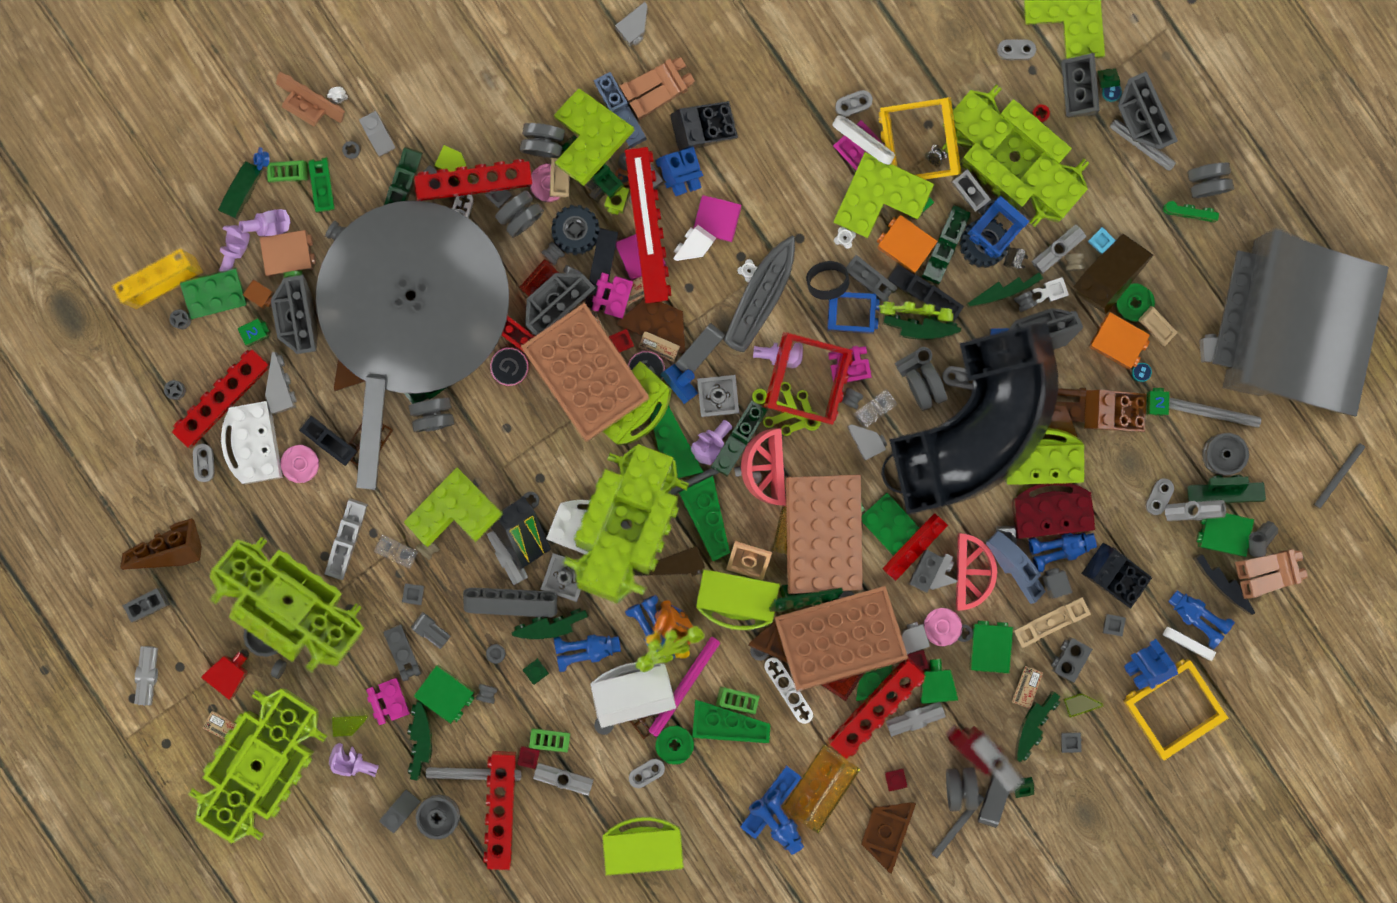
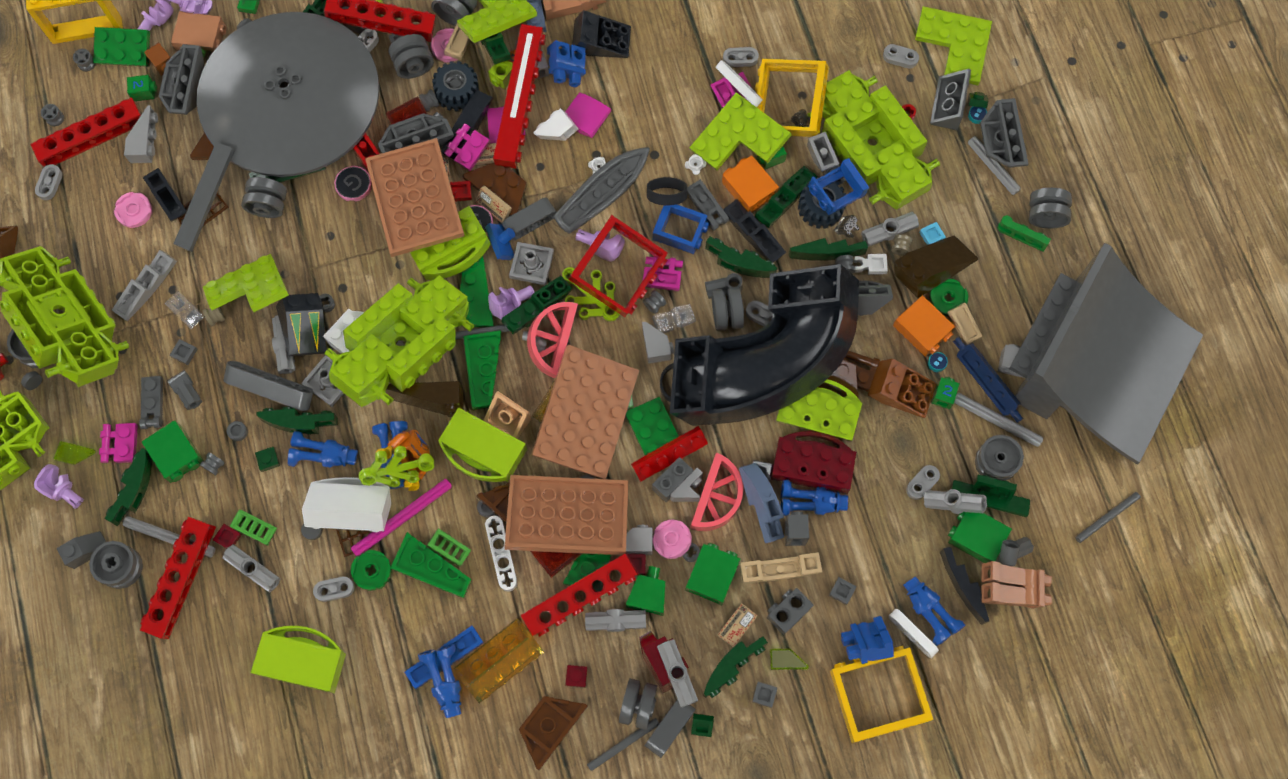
camera: 20 degrees right, 15 degrees down
(252, 443) = (99, 177): white piece -> none
(596, 194) = (485, 62): clear smoke tile -> none
(800, 600) = (543, 466): dark green bracket -> none
(890, 309) = (732, 238): lime plant -> none
(1116, 575) = (859, 543): black slope -> none
(1194, 376) = (988, 379): none -> dark blue plate

